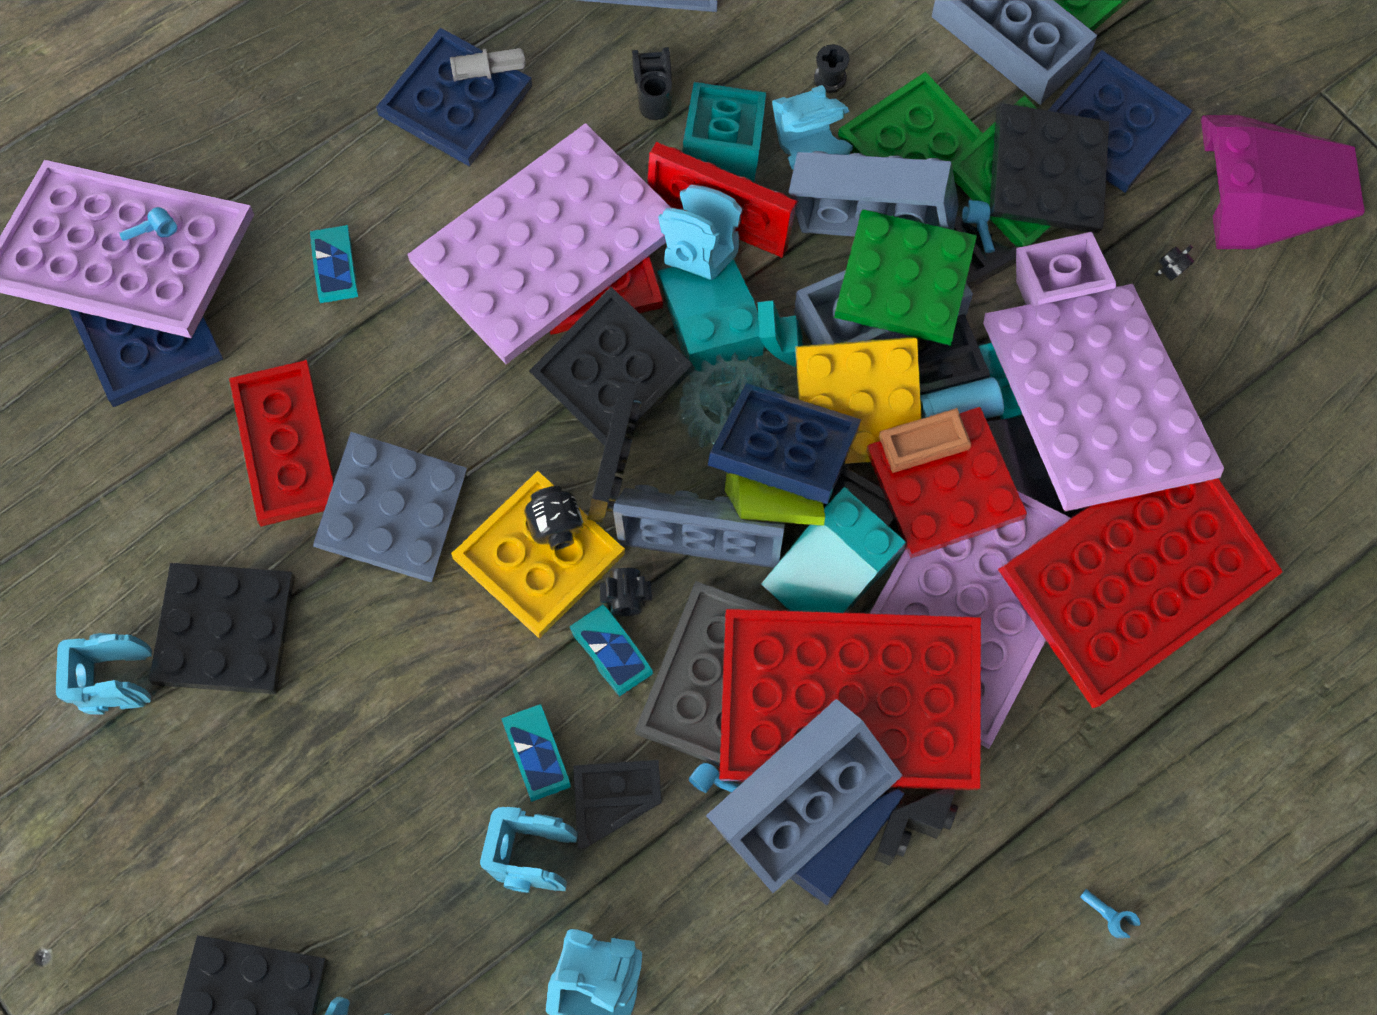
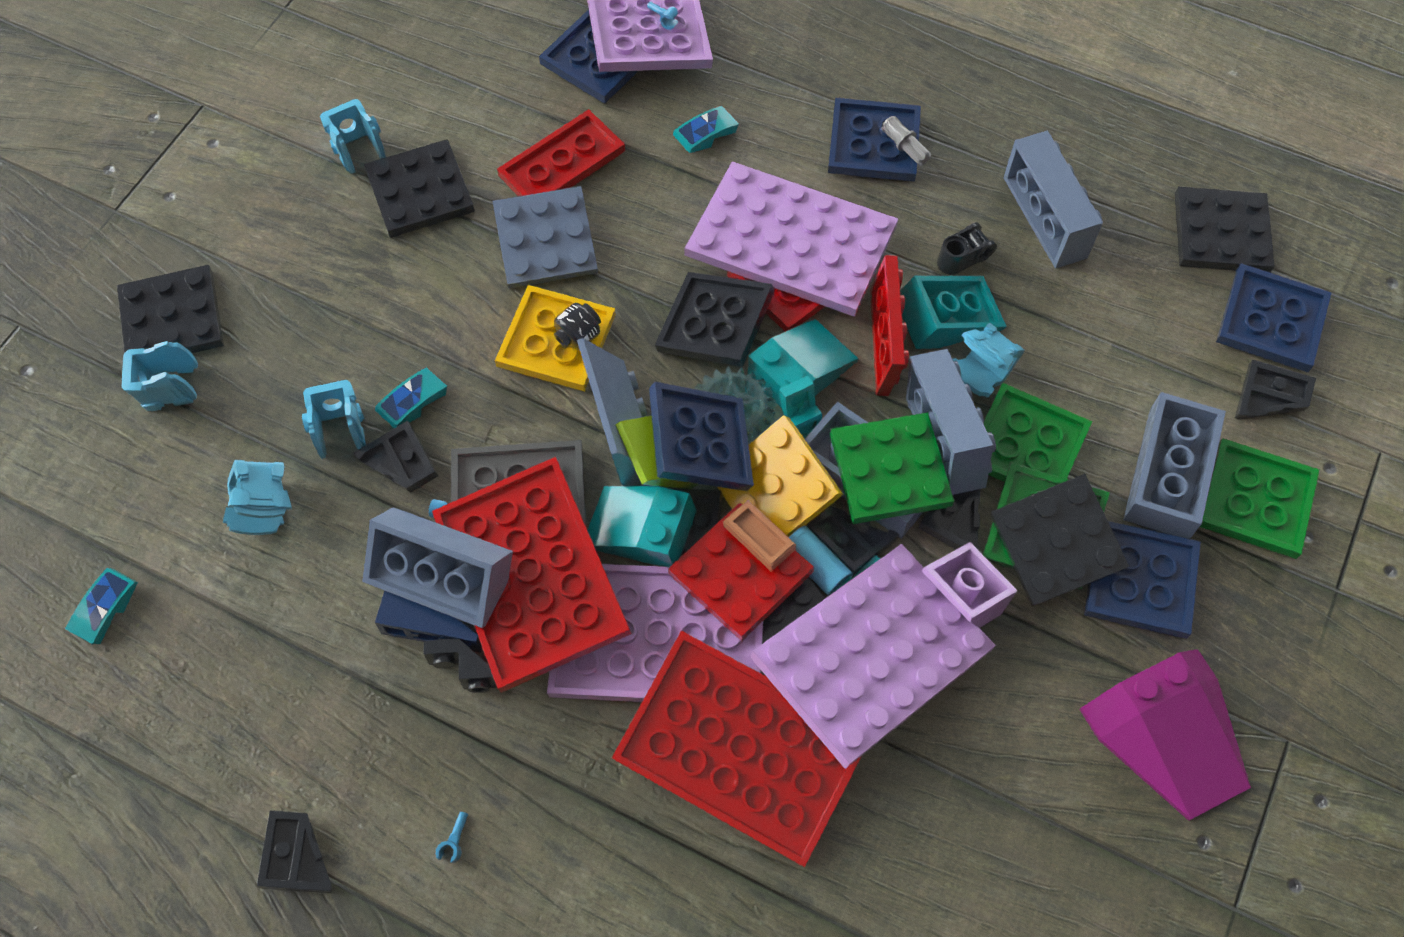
camera: 65 degrees right, 5 degrees down
(611, 650) = (505, 410): slope -> none
(615, 453) = (641, 333): black plate -> none
(625, 592) = (551, 399): black gear -> none
(705, 234) = (858, 335): medium azure piece -> none
(831, 63) = (1052, 357): black bush -> none
(979, 213) = (986, 504): dark azure hand -> none
(1175, 262) = (1040, 675): black plate -> none

